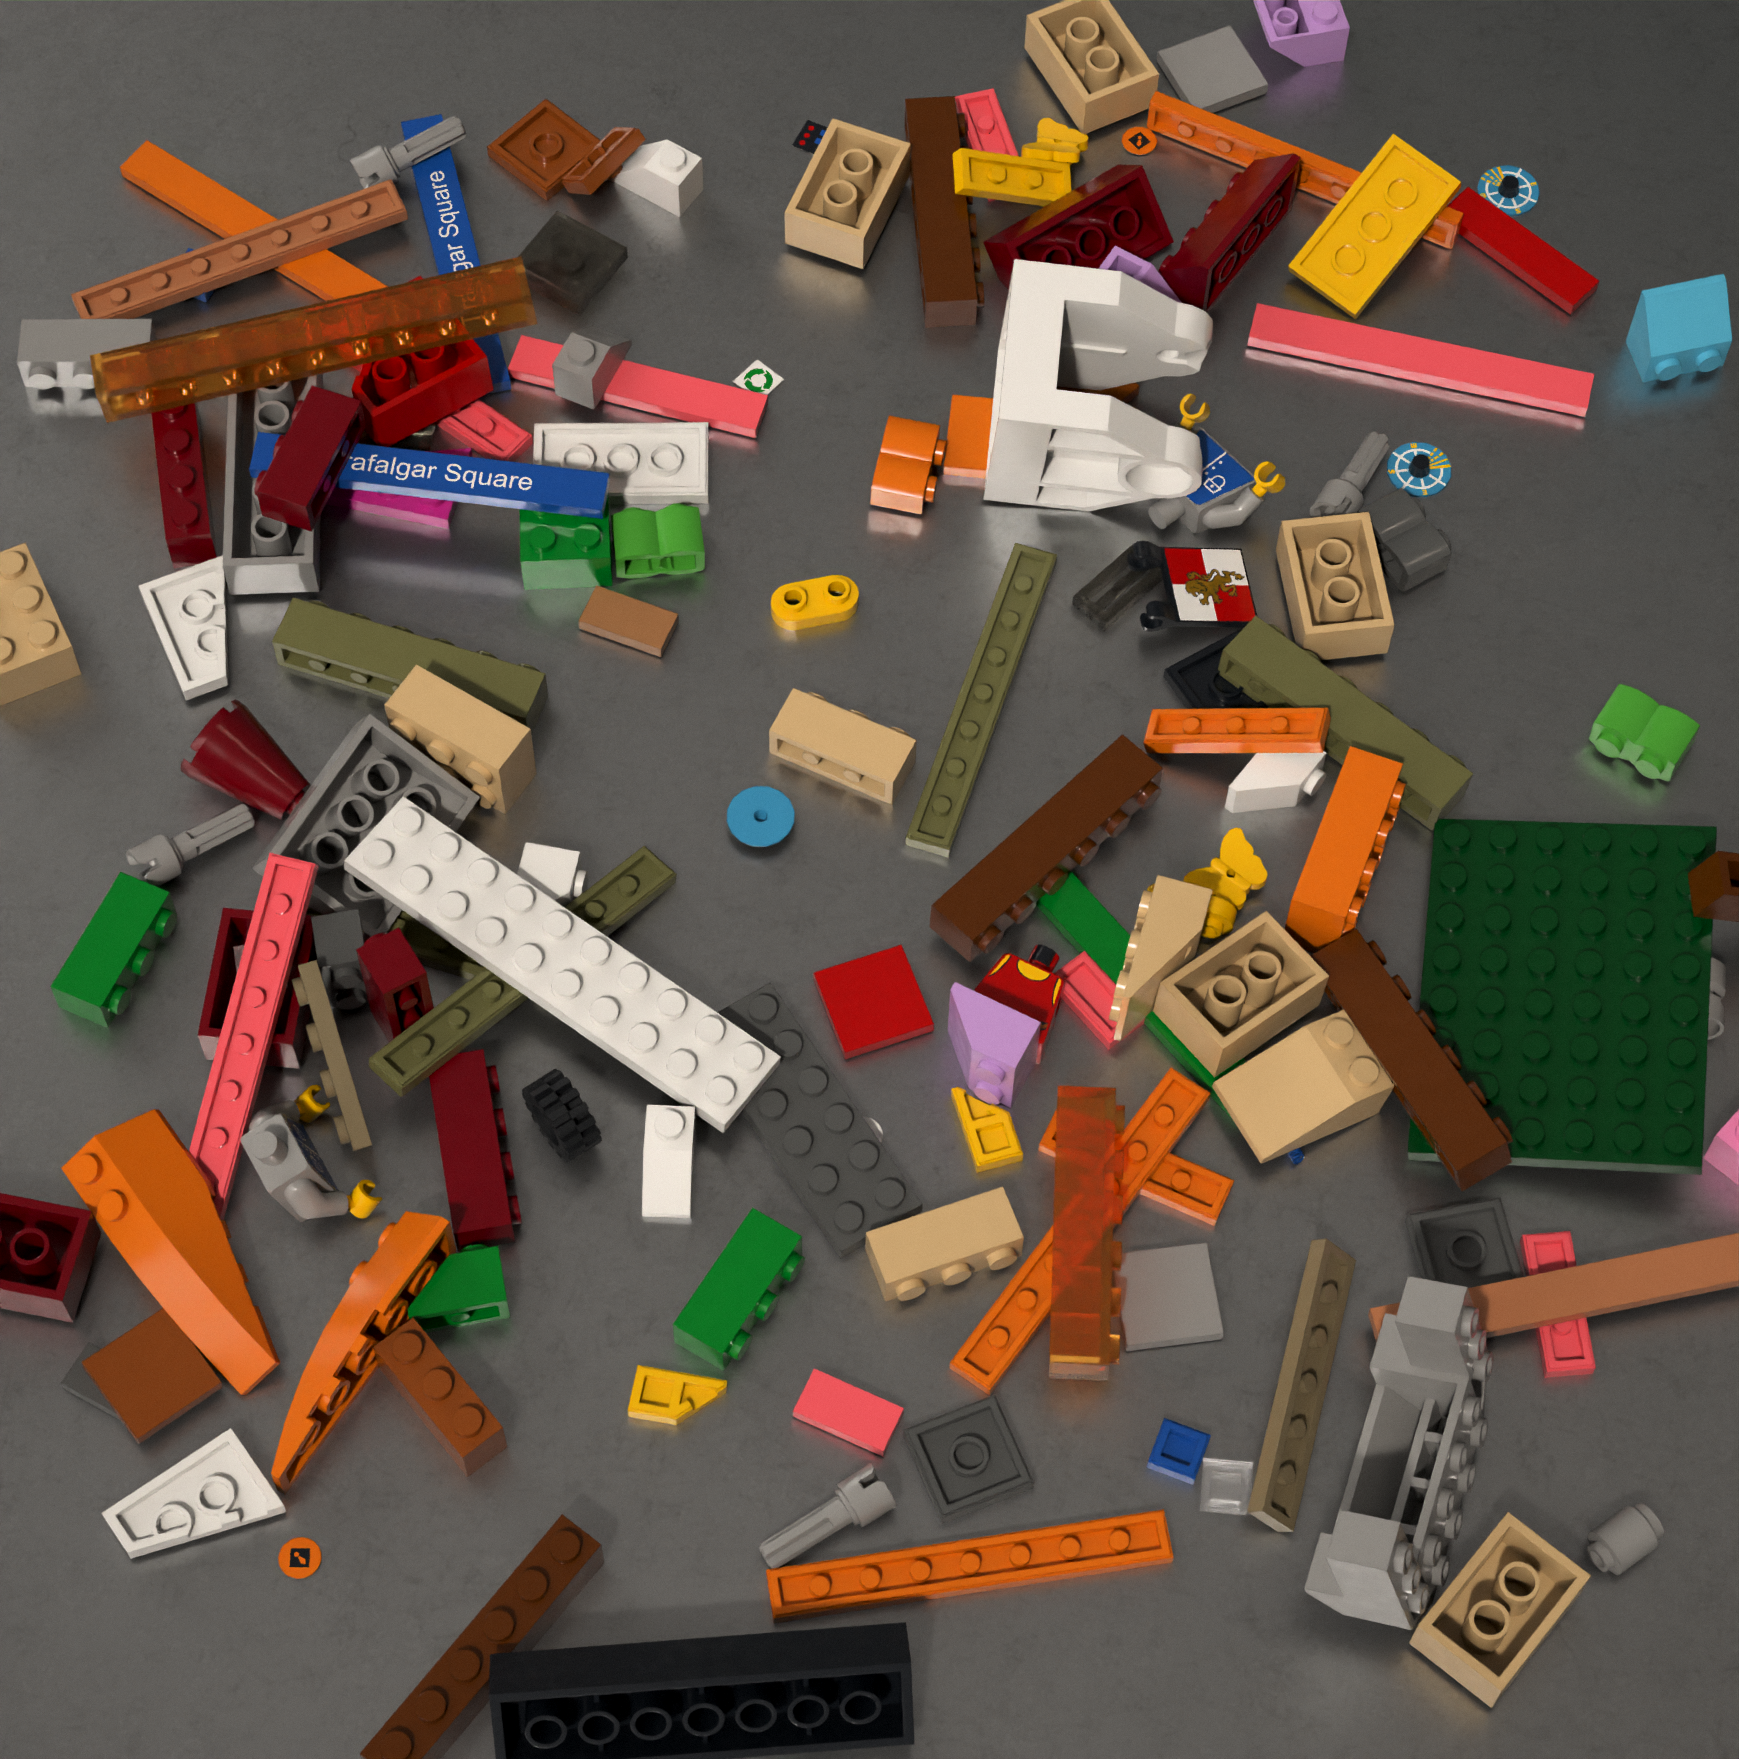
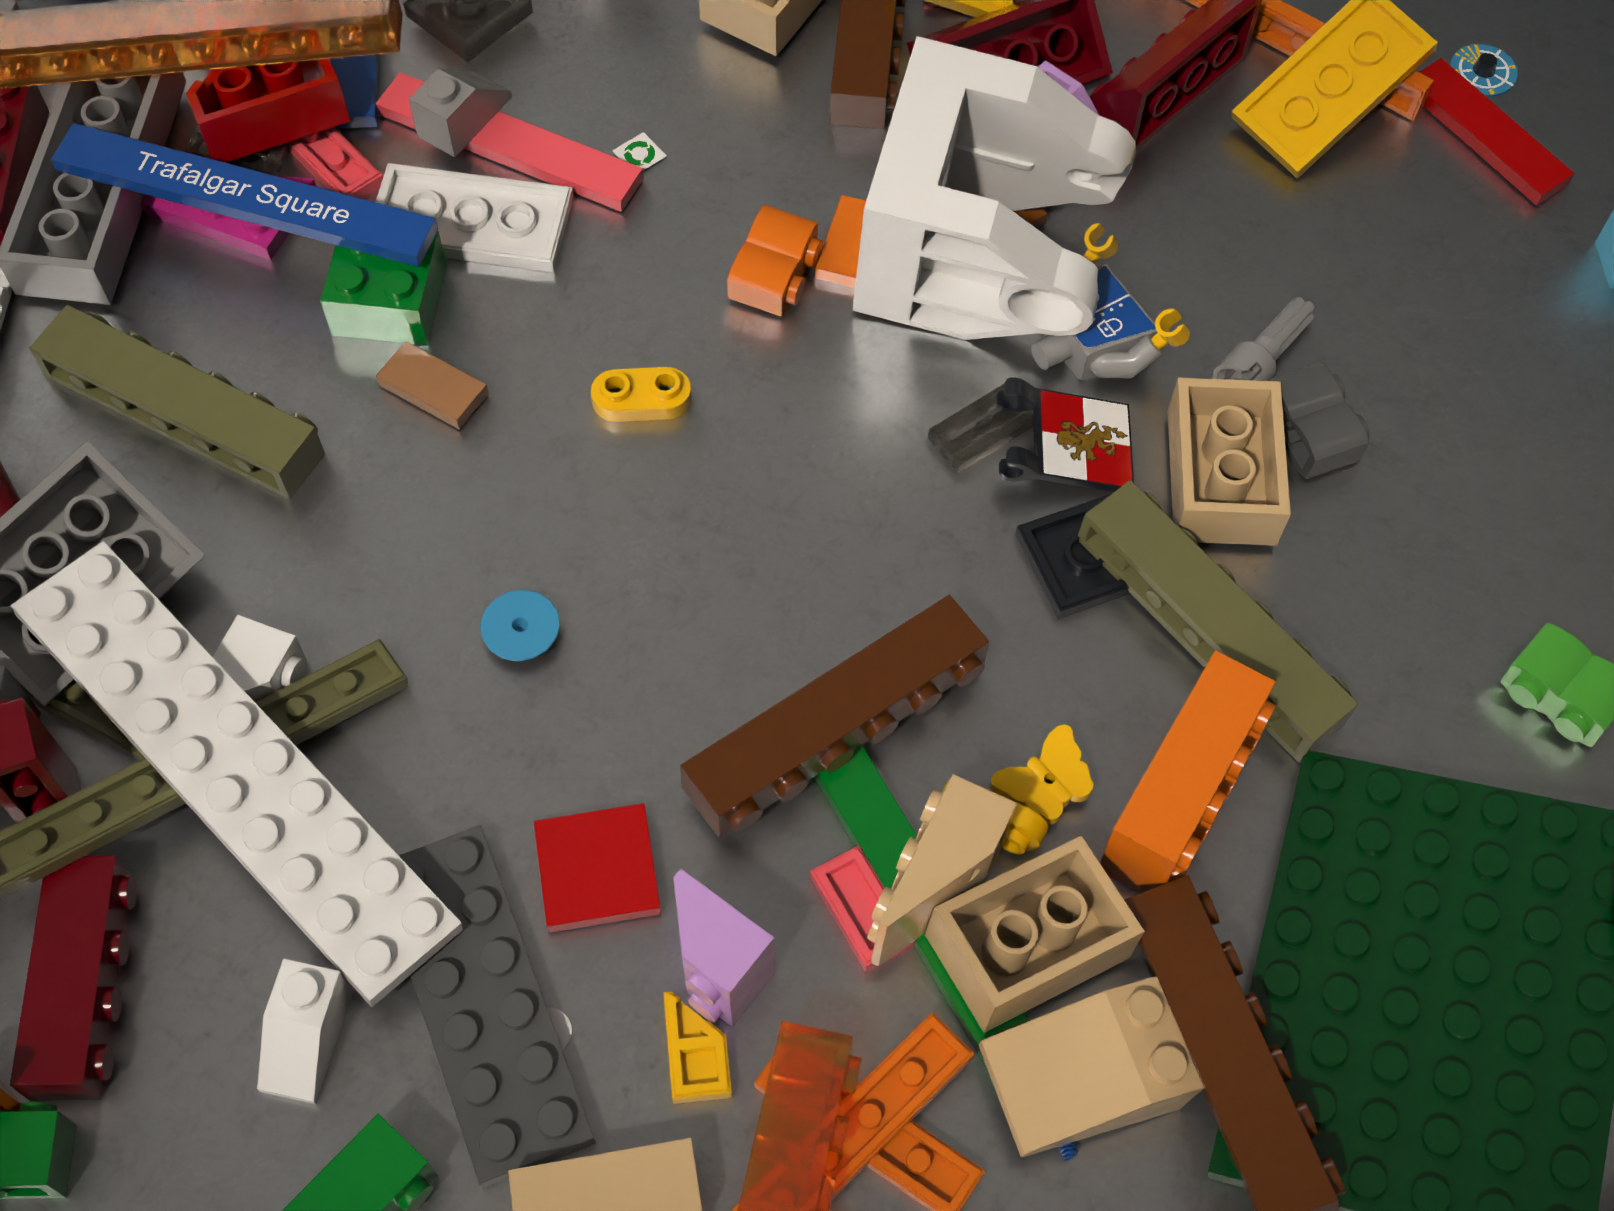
camera: 10 degrees right, 0 degrees up
(310, 457) = (111, 155): dark red brick -> none
(464, 737) = (199, 486): tan brick -> none
(561, 1115) = (184, 953): black tyre -> none
(657, 541) = (483, 303): bright green brick -> none
(842, 745) = (631, 558): tan brick -> none
(981, 701) = (799, 535): olive tile -> none
(1028, 988) = (774, 889): torso -> none
(1237, 730) = (1088, 610): orange tile -> none
(1276, 781) = (1126, 667): white slope -> none
(1419, 469) = (1344, 346): dark azure piece -> none
(1421, 359) = (1366, 230): coral tile -> none

